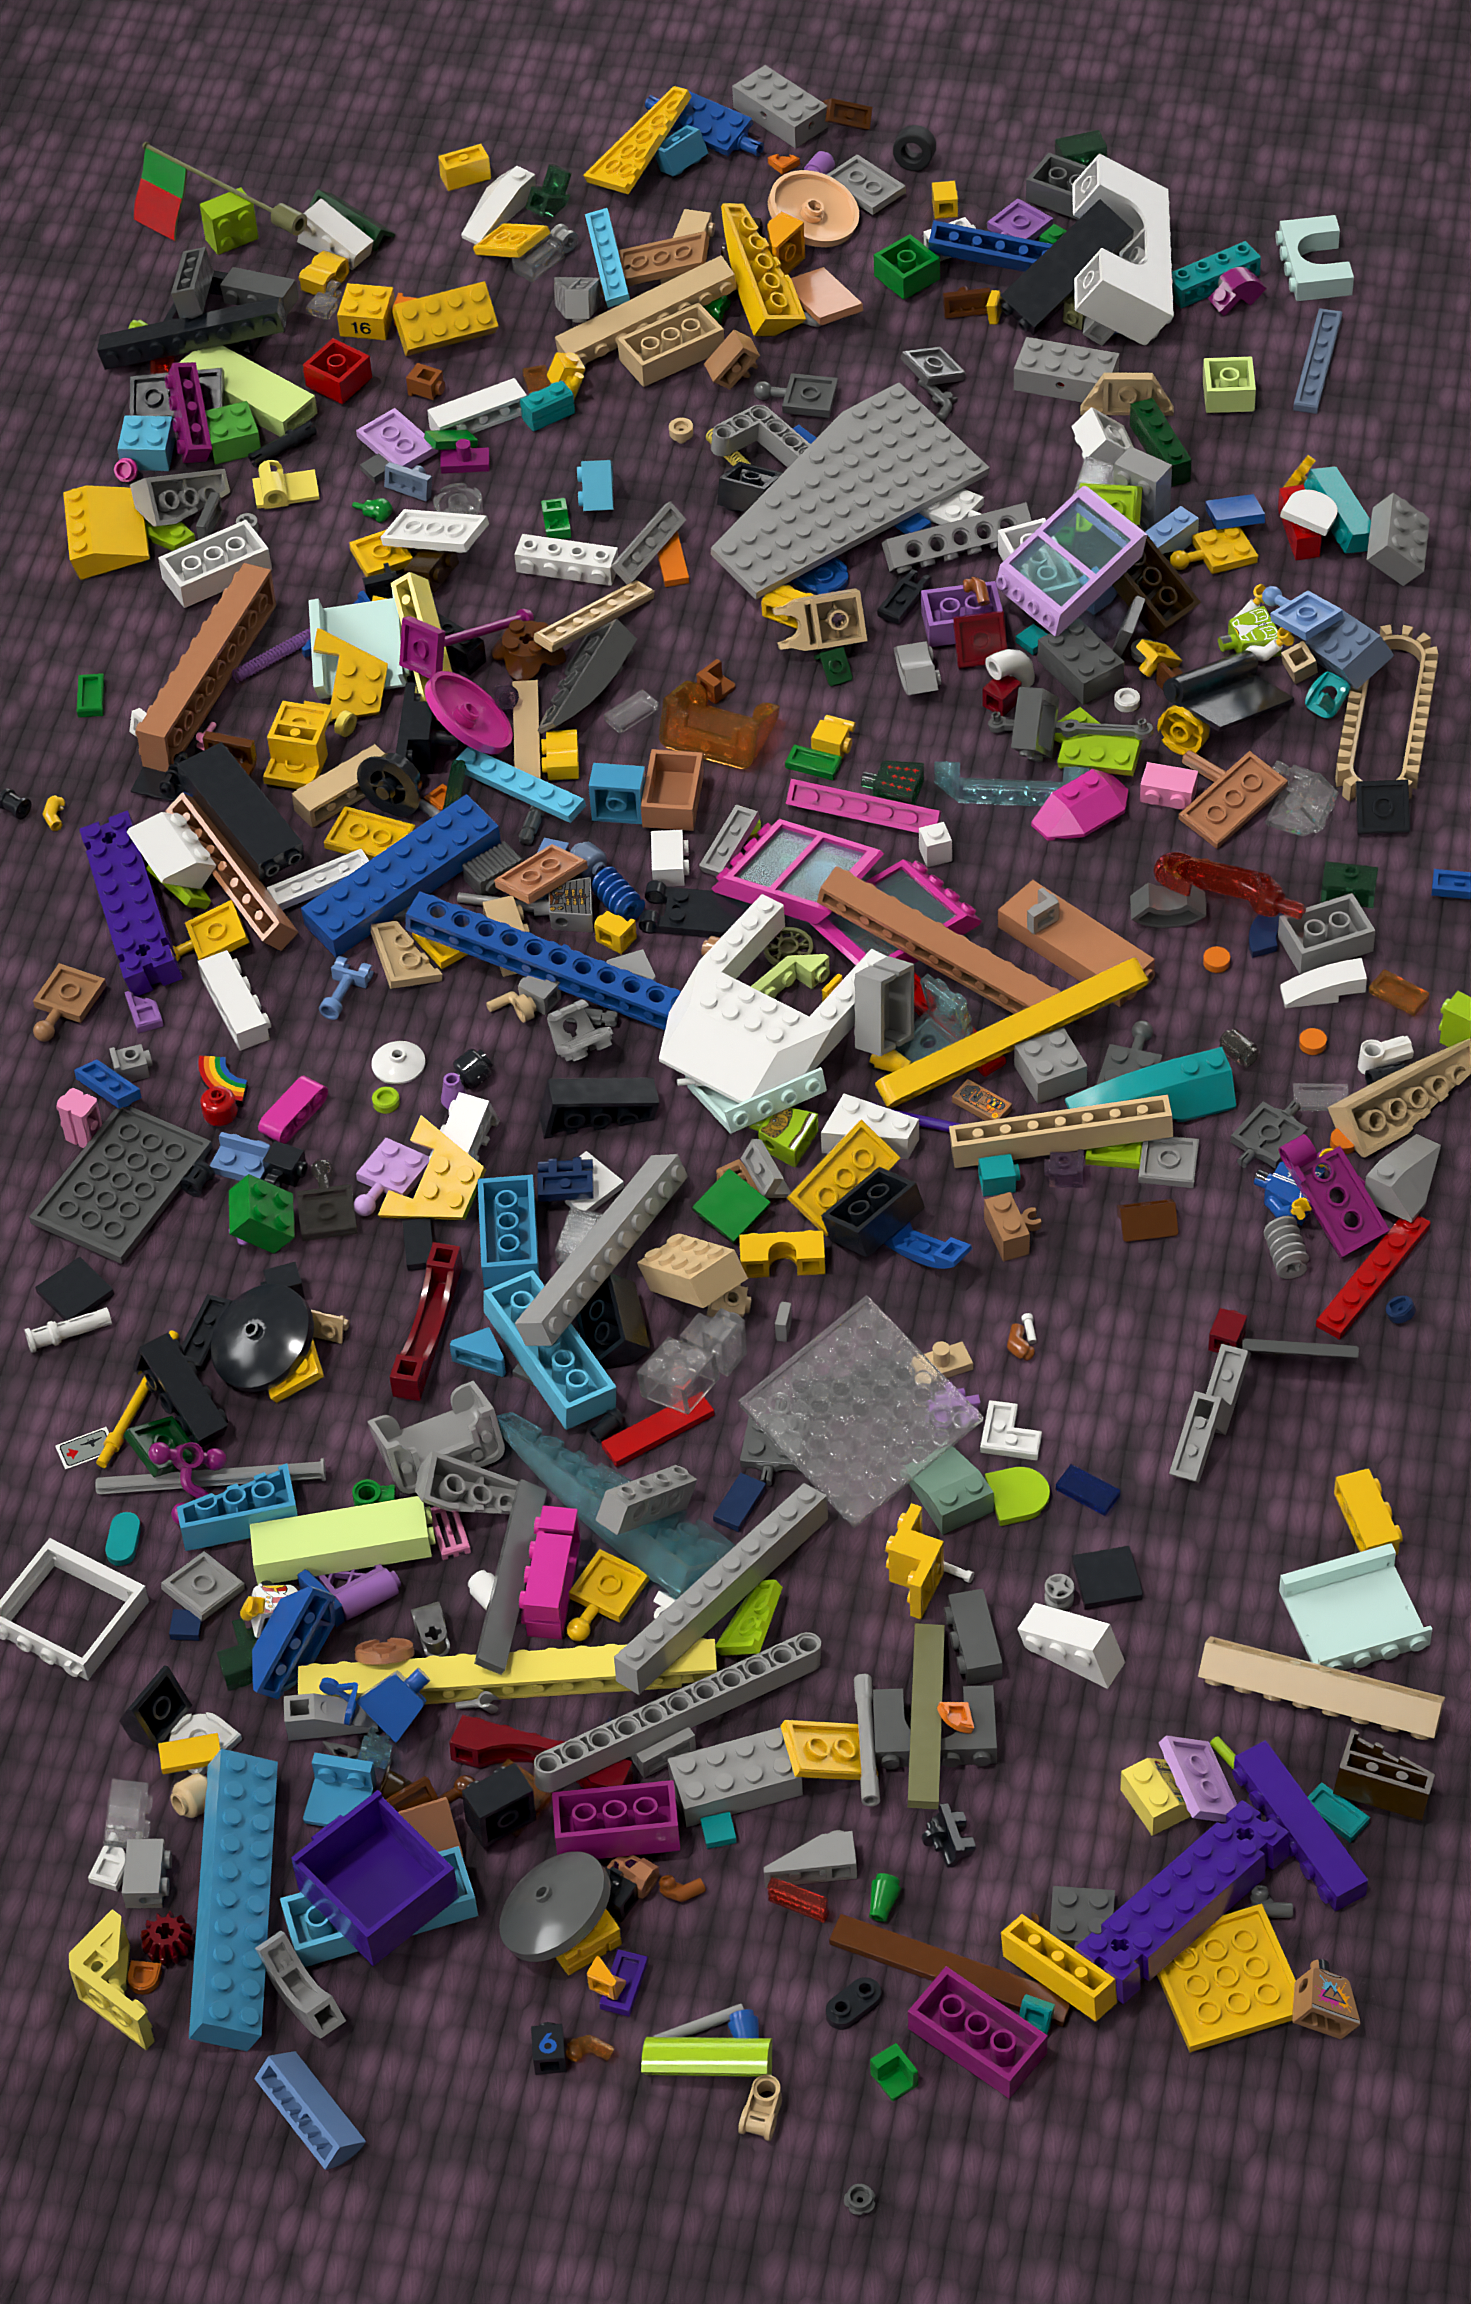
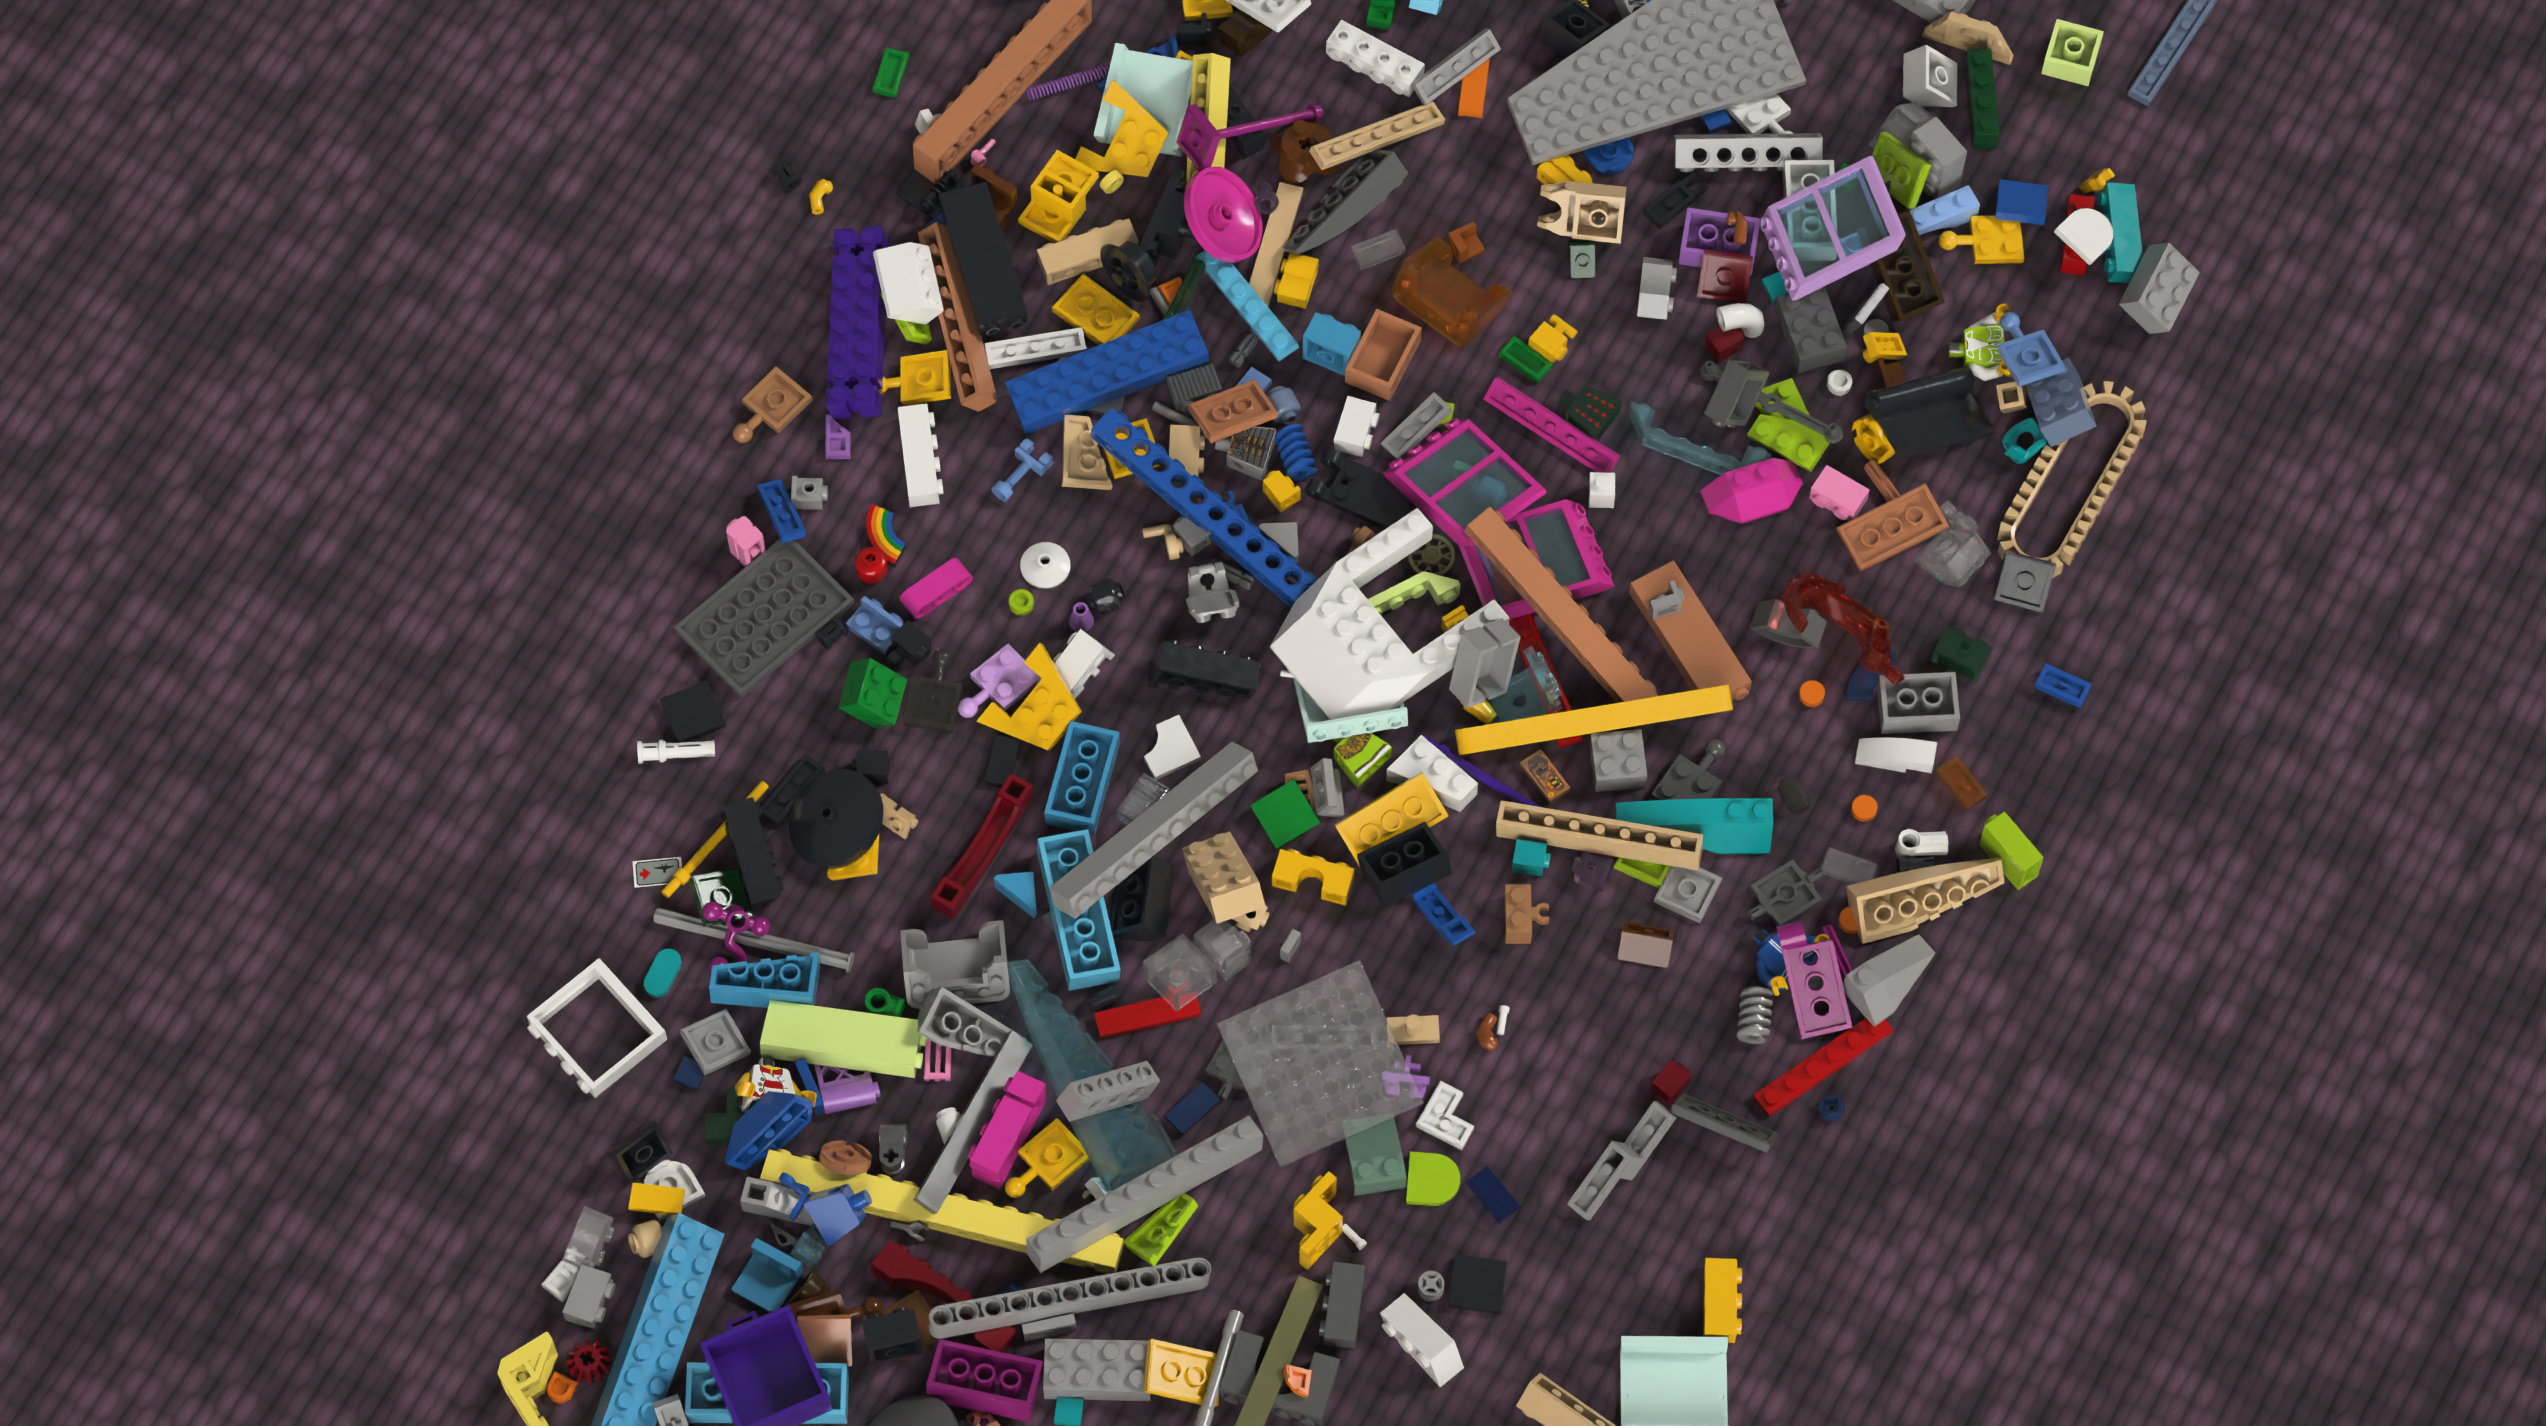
camera: 15 degrees right, 15 degrees up
(567, 1185) = (1149, 747): dark blue plate -> none

